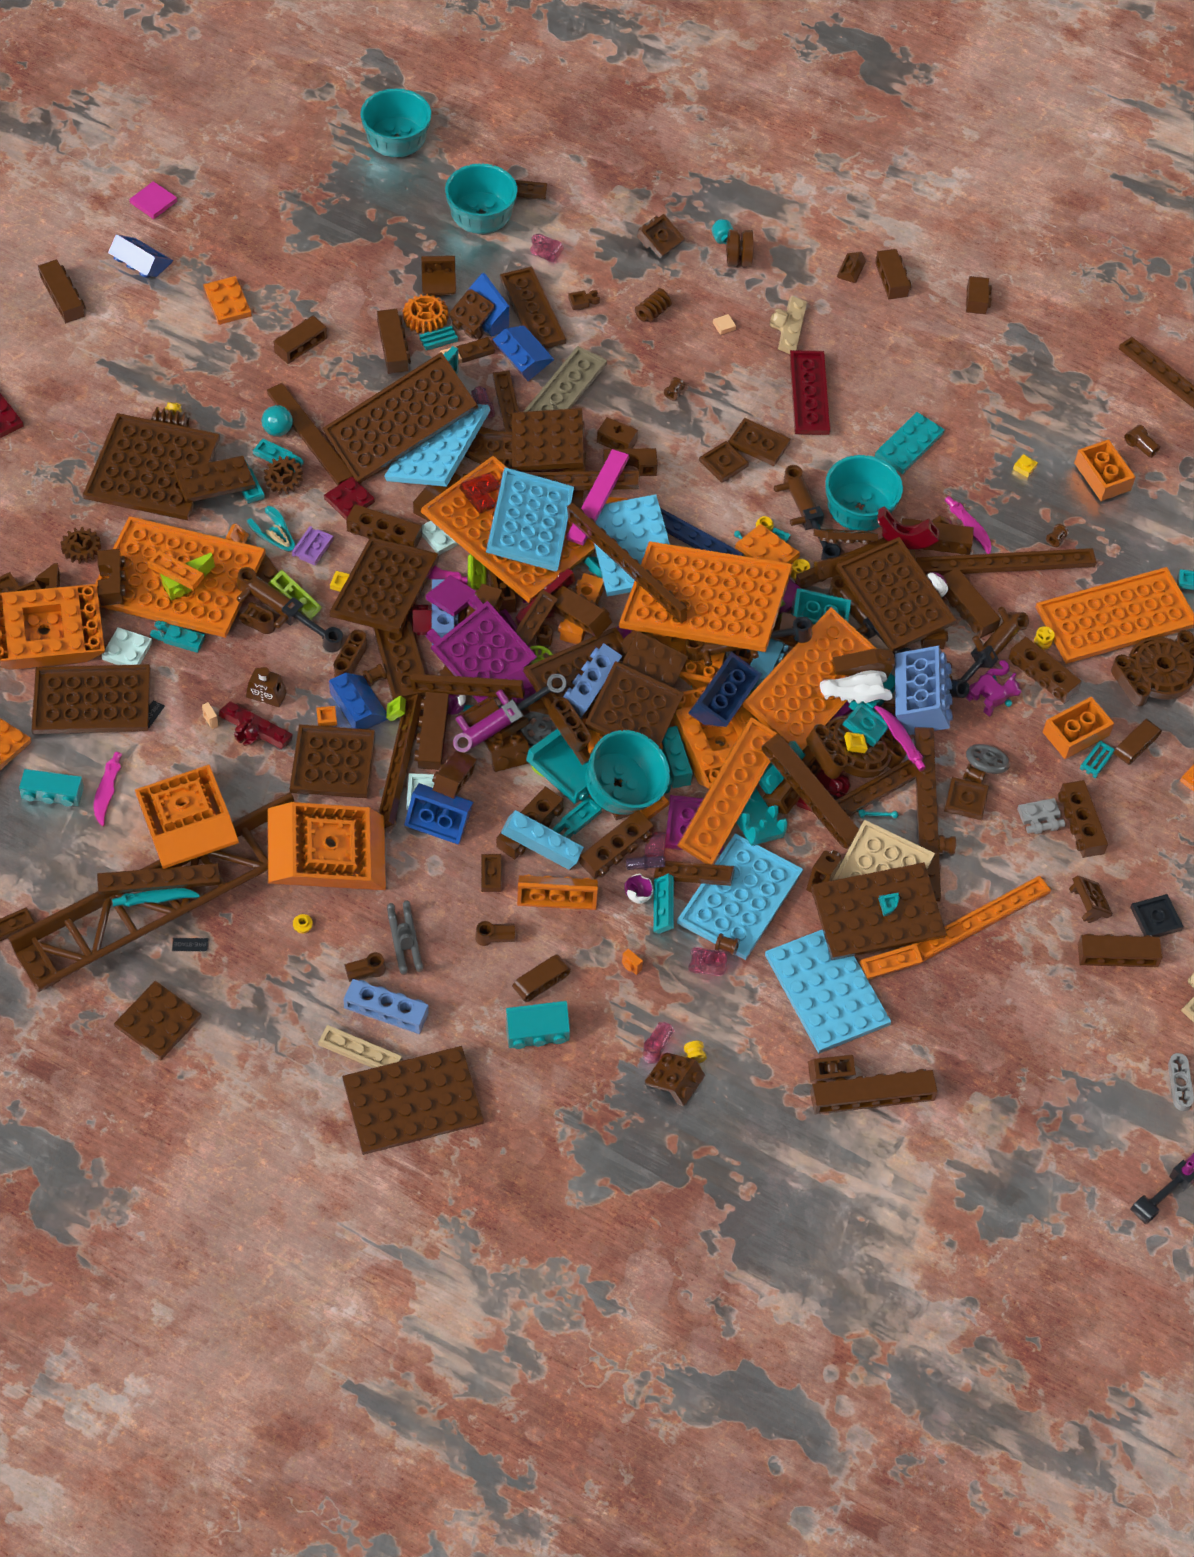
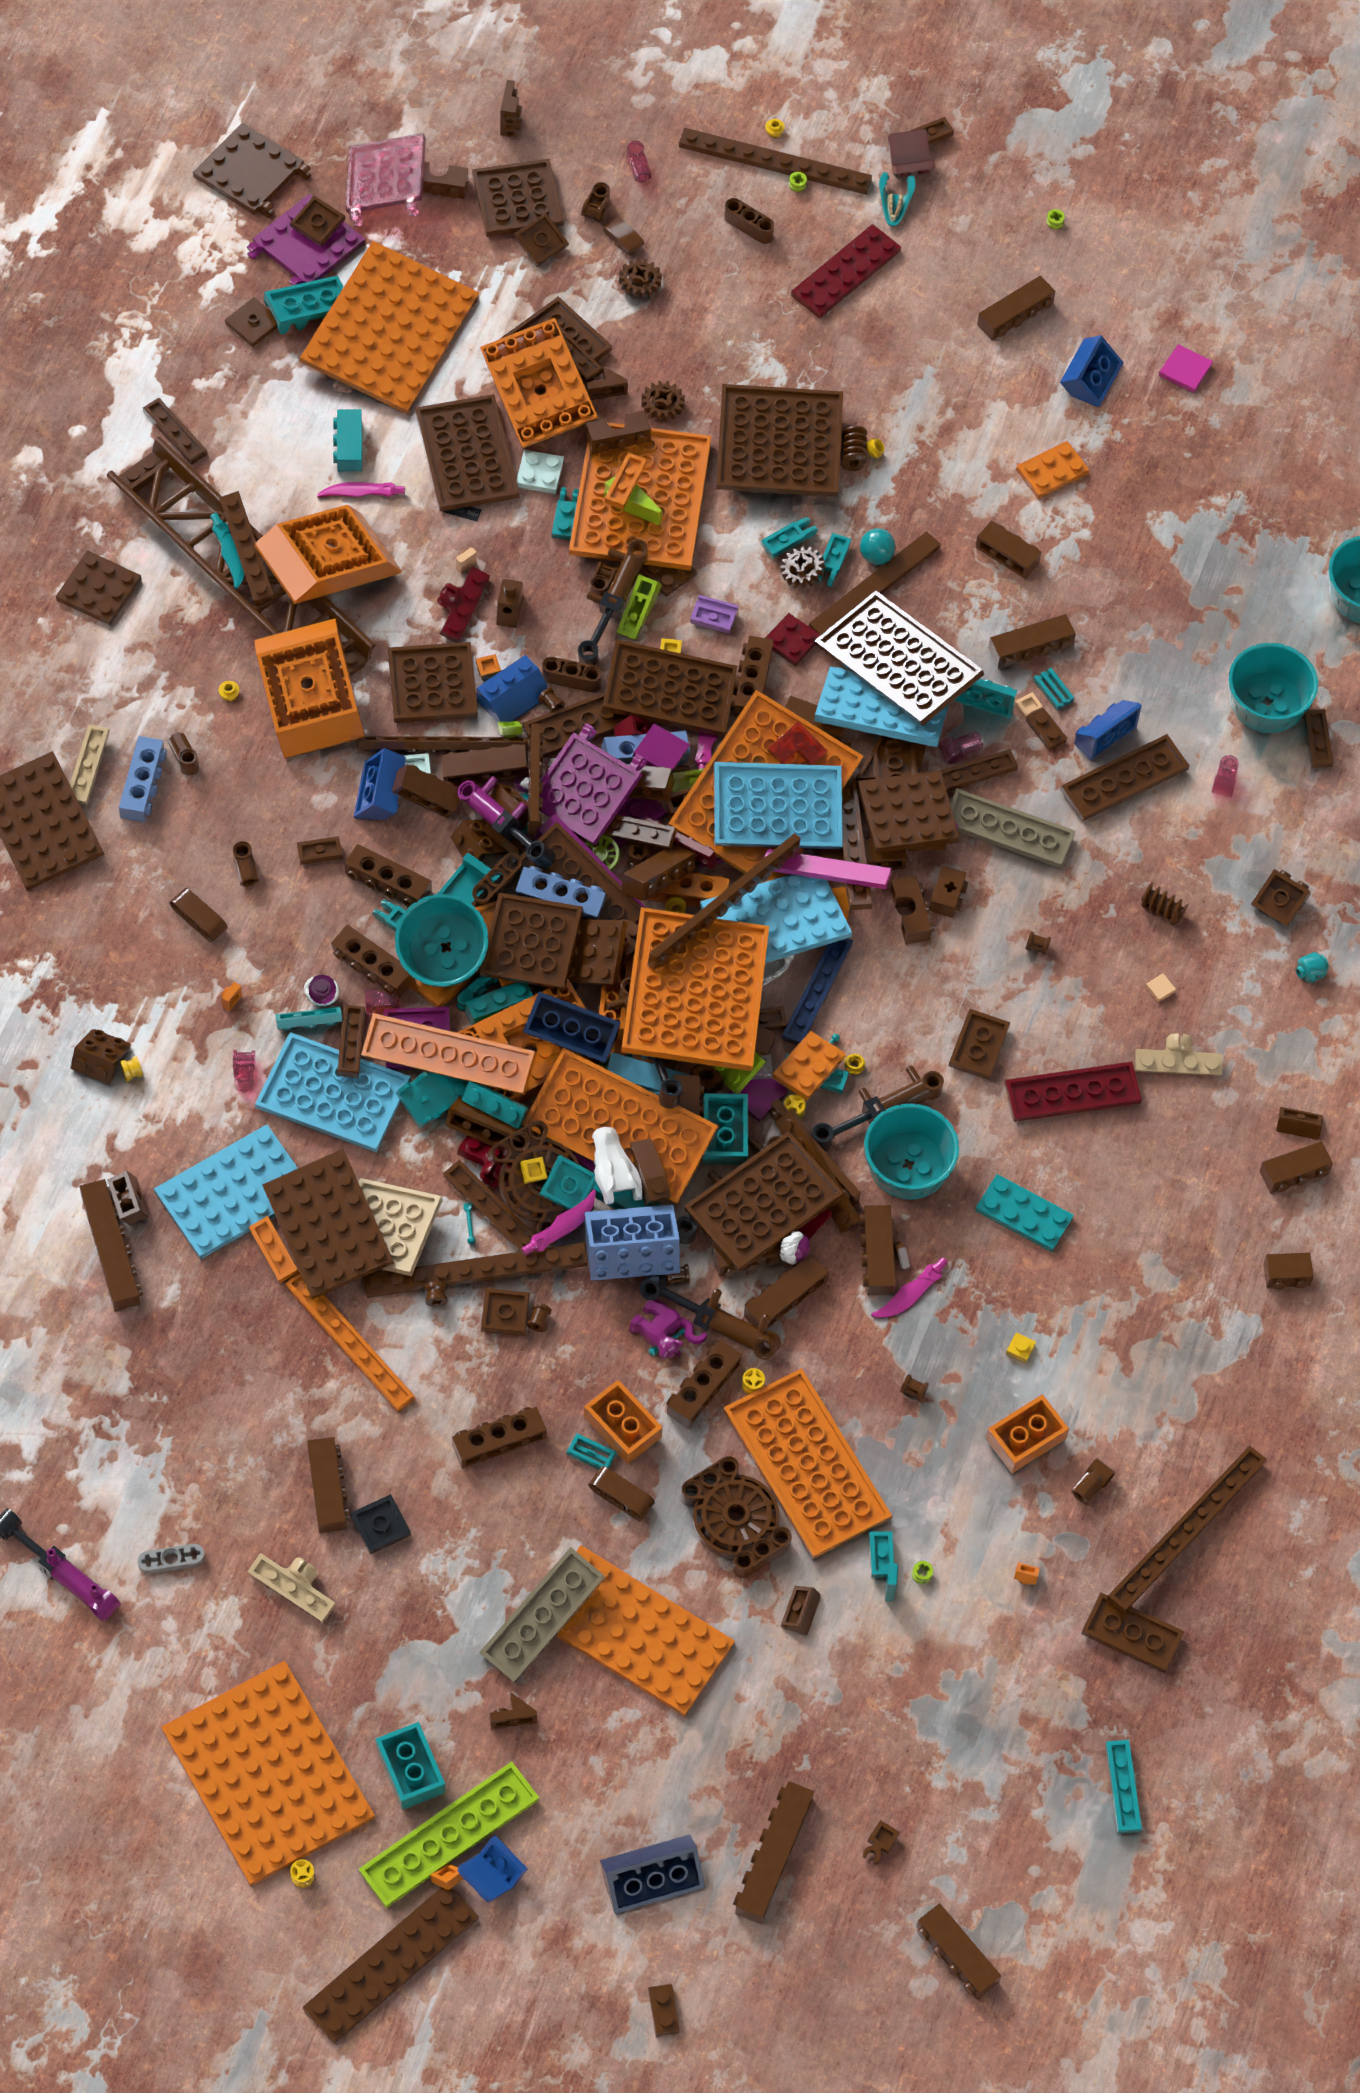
camera: 80 degrees right, 5 degrees up
(190, 944) = (191, 599): black sticker -> none
(214, 479) = (772, 499): reddish brown plate -> none
(237, 534) = (708, 540): orange plate -> none
(276, 535) = (722, 579): teal animal -> none
(404, 937) = (224, 785): dark grey piece -> none
(425, 310) = (1080, 658): orange gear -> none
(438, 275) = (1145, 672): reddish brown bracket -> none
(471, 313) = (1086, 708): reddish brown bracket -> none
(523, 351) = (1047, 773): blue slope -> none
(537, 1024) = (135, 916): teal slope -> none
(542, 840) = (357, 883): medium azure brick -> none
(557, 892) = (305, 912): orange slope -> none
(581, 300) = (1154, 826): reddish brown plate -> none
(645, 862) = (356, 992): clear purple axle -> none
(657, 1042) = (139, 1033): clear pink piece -> none
(723, 461) = (939, 1009): reddish brown plate -> none
(727, 944) = (261, 1079): reddish brown bush -> none
(737, 247) = (1278, 983): reddish brown wheel -> none
(810, 790) = (467, 1133): reddish brown beam -> none
(826, 864) = (375, 1167): reddish brown torso -> none
(845, 536) = (844, 1141): reddish brown plate -> none
(888, 903) = (331, 1227): teal tile -> none
(913, 536) = (856, 1201): dark red arch -> none
(987, 758) = (550, 1340): dark grey plate -> none
(1009, 561) = (859, 1333): reddish brown plate -> none
(1040, 811) = (504, 1393): light grey plate -> none
(1093, 912) = (407, 1458): reddish brown piece -> none

